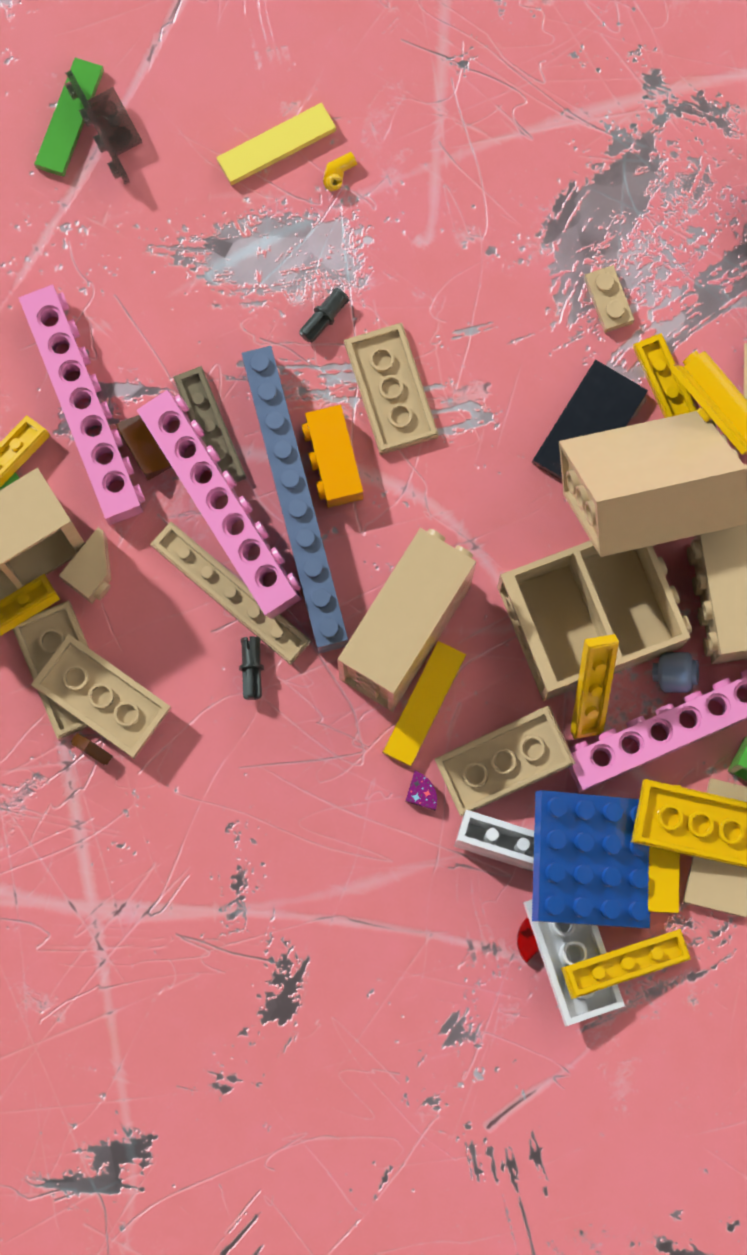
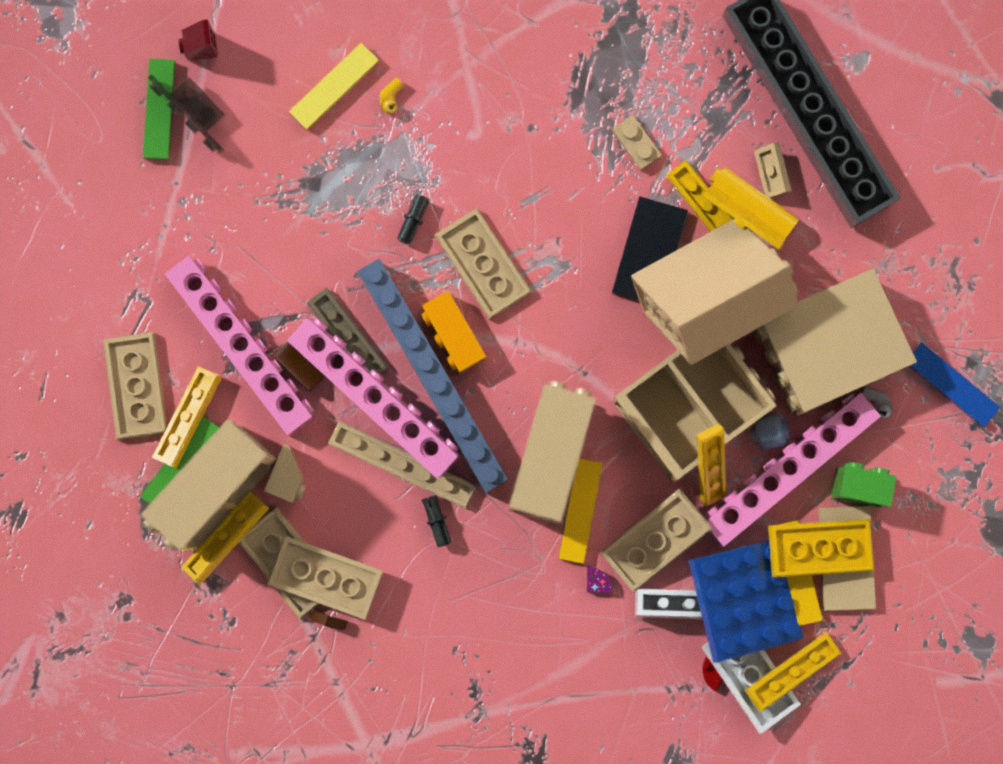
camera: 20 degrees left, 5 degrees up
(136, 51) = (198, 41): none -> dark red slope

